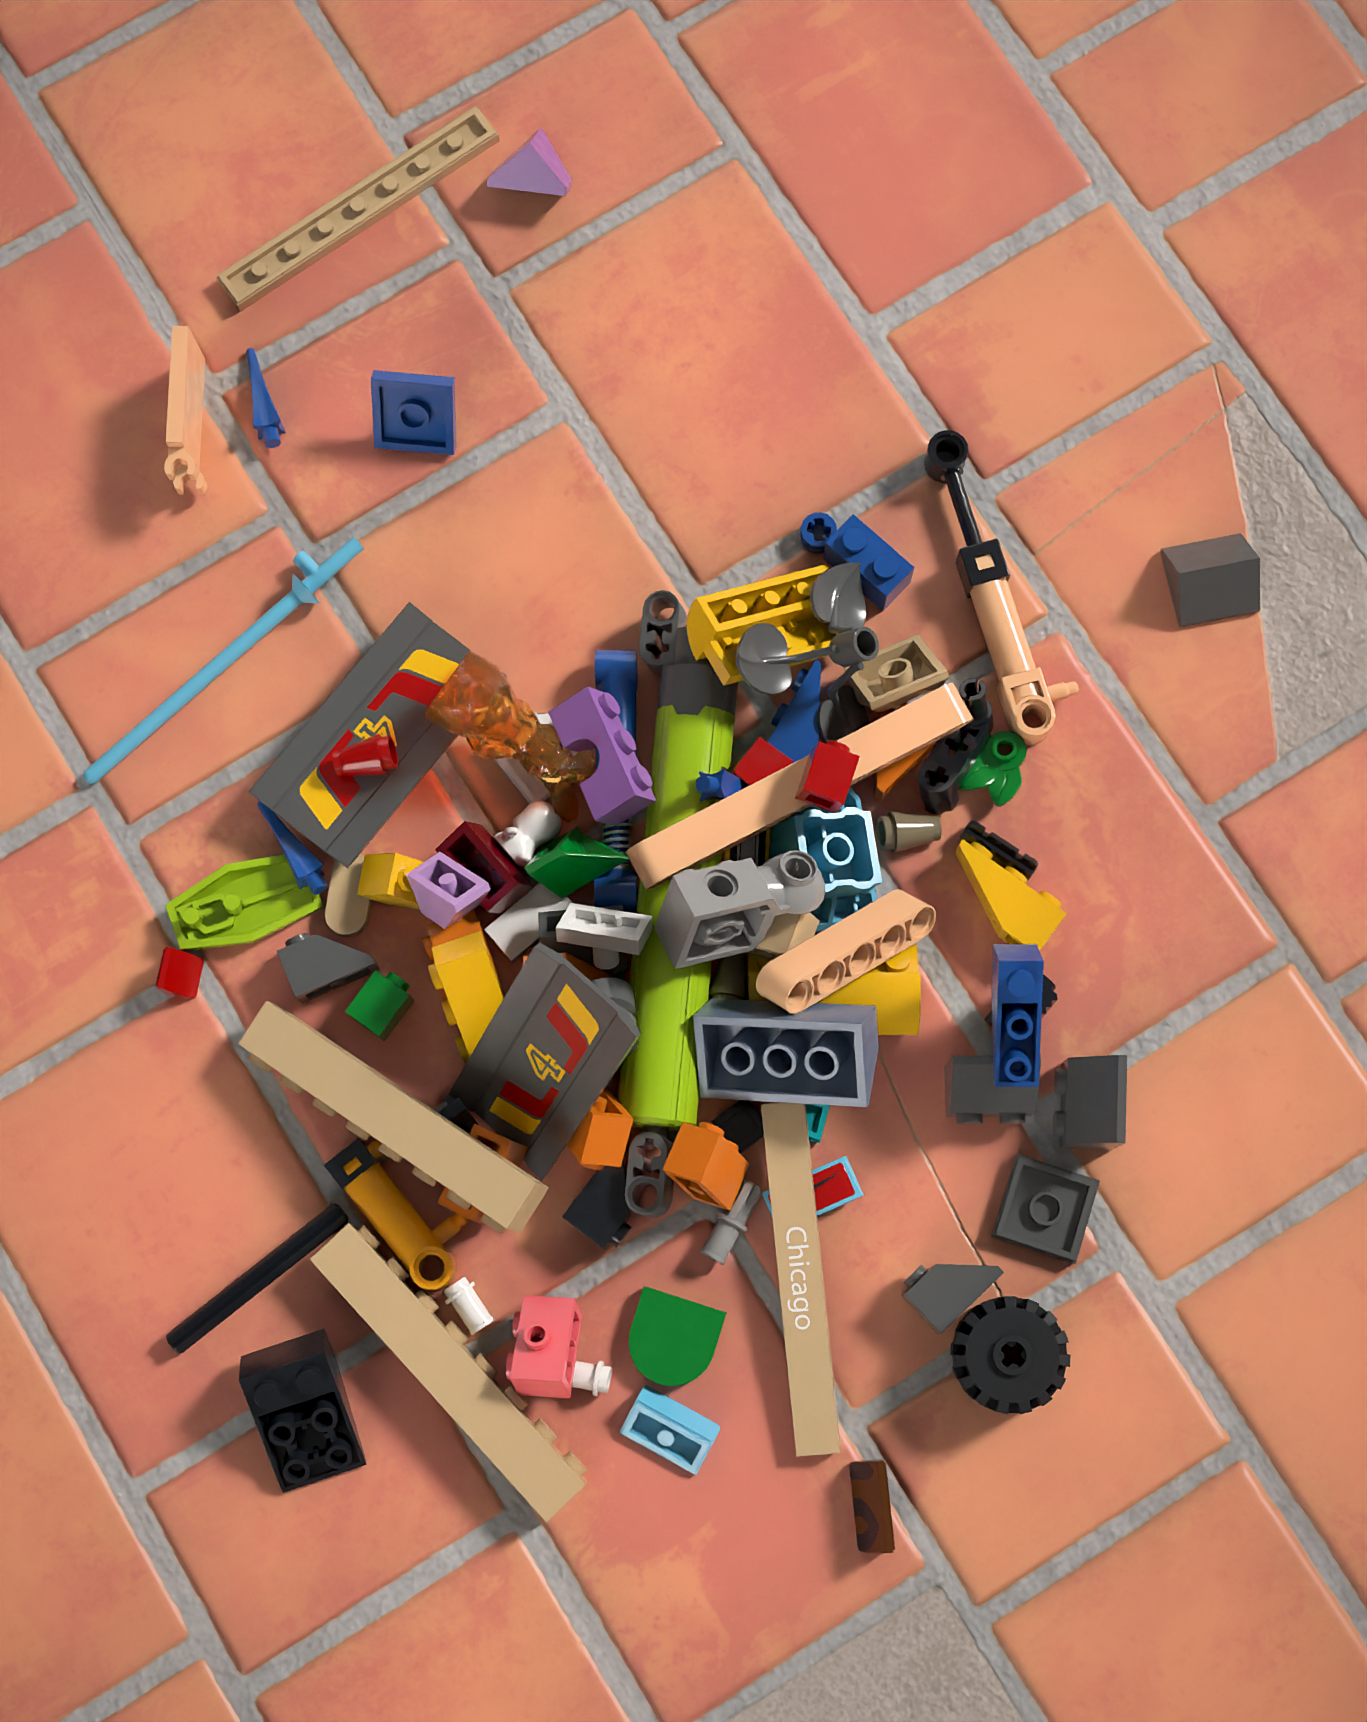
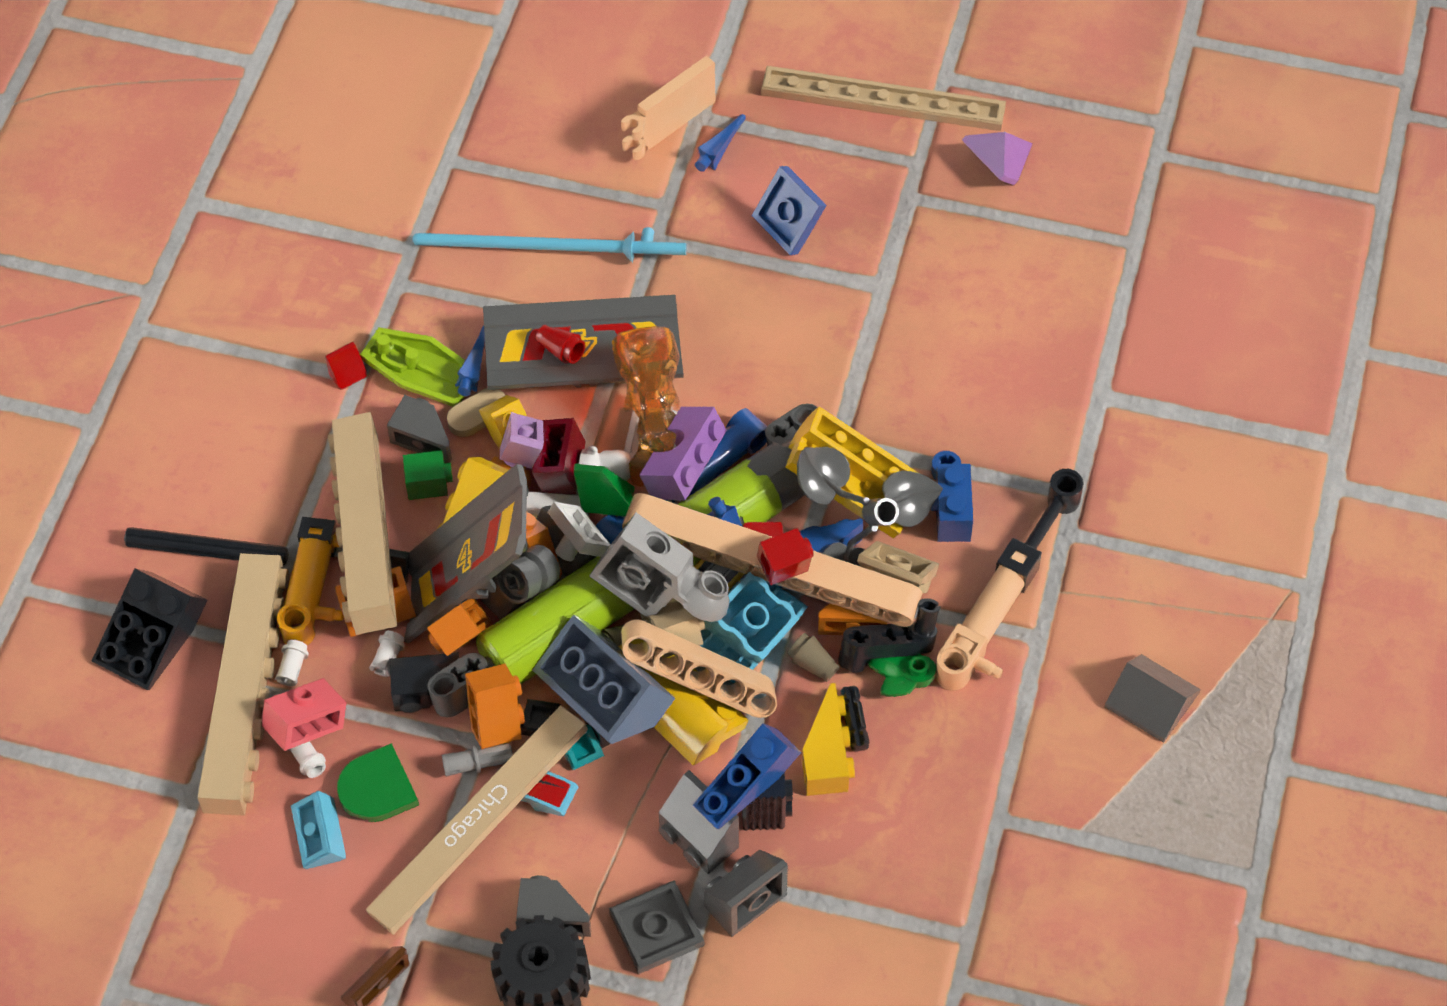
camera: 45 degrees right, 20 degrees down
(547, 1215) = (389, 648): none -> white pin

